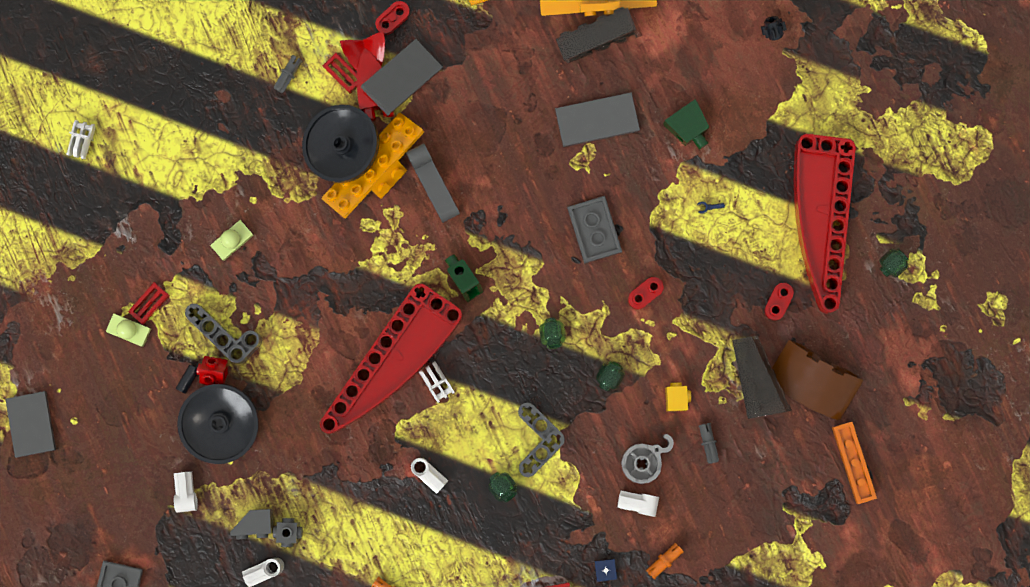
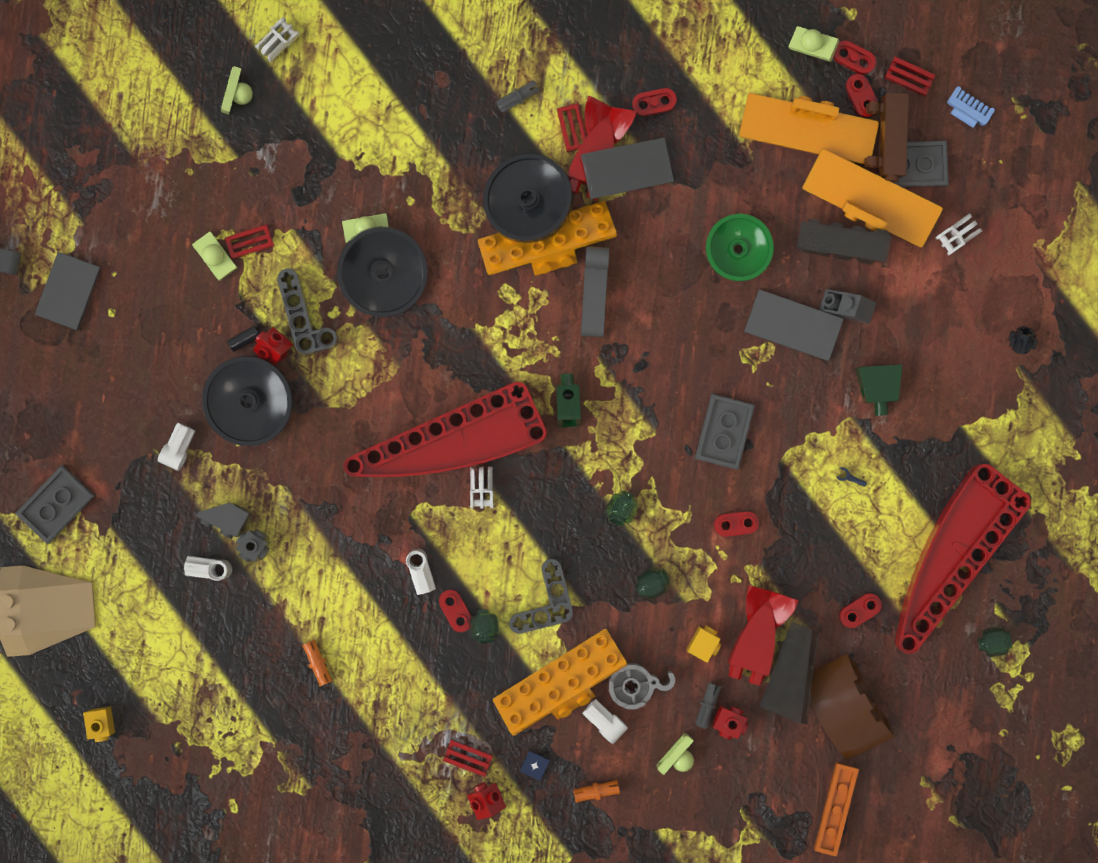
camera: 30 degrees right, 5 degrees up
(71, 197) = (238, 92): none -> yellowish green tile
(263, 264) = (382, 271): none -> black dish
(473, 488) = (456, 610): none -> red plate
(521, 72) = (740, 231): none -> green dish
(587, 495) = (560, 684): none -> light orange bracket
(629, 80) = (848, 306): none -> dark grey slope
(710, 495) = (678, 756): none -> yellowish green tile
(715, 371) = (756, 642): none -> red hips
(726, 447) = (724, 716): none -> red brick

